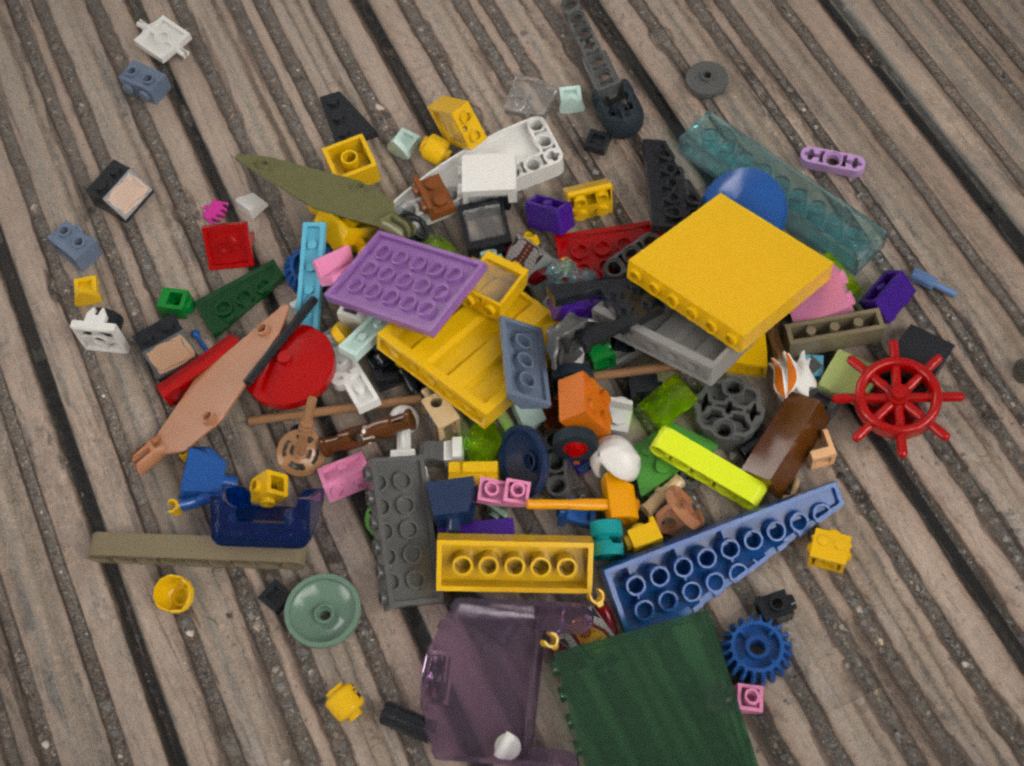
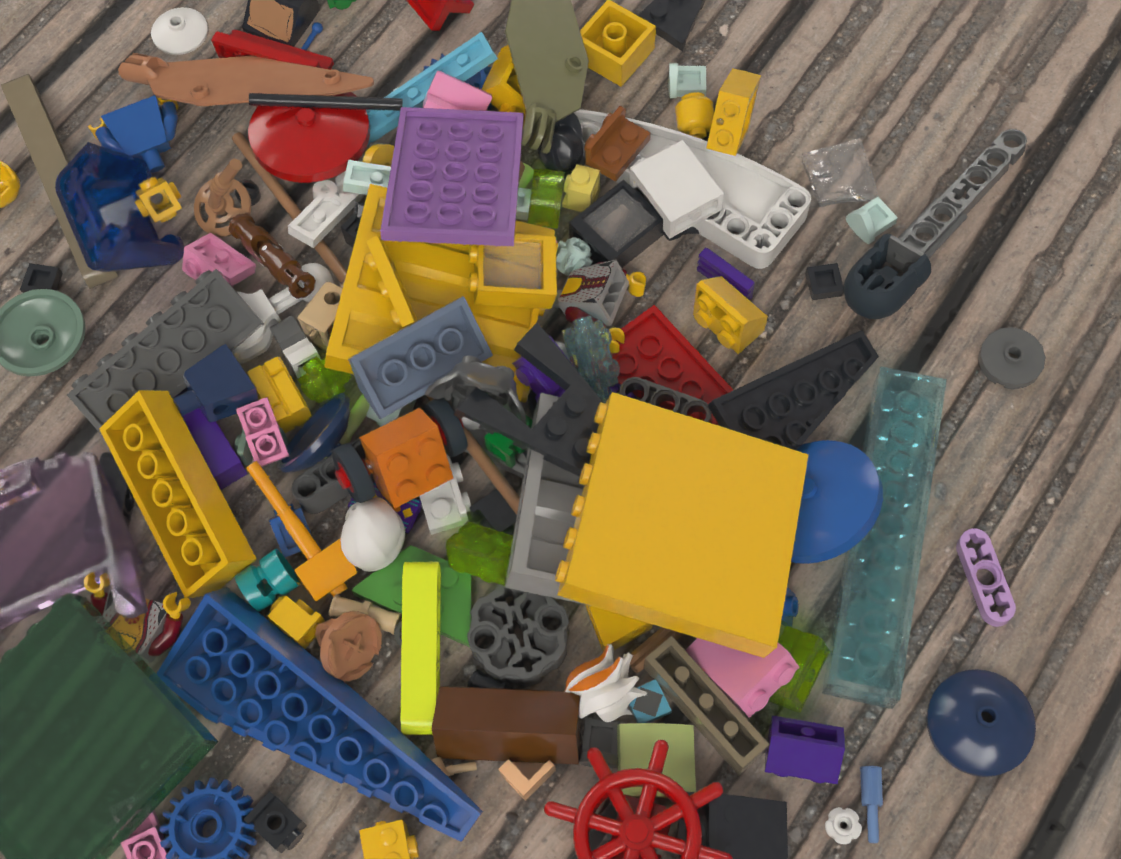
camera: 55 degrees right, 5 degrees up
(130, 430) = (179, 31): none -> white dish
(235, 299) = (377, 37): dark green wing -> none
(446, 229) = (581, 188): none -> light yellow brick
(465, 352) = (391, 284): none -> yellow plate
(549, 214) = (674, 282): dark purple brick -> none
(555, 188) = (714, 266): none -> dark purple tile
(914, 218) = (968, 740): none -> dark blue dish
(938, 309) = (833, 827): none -> white plate

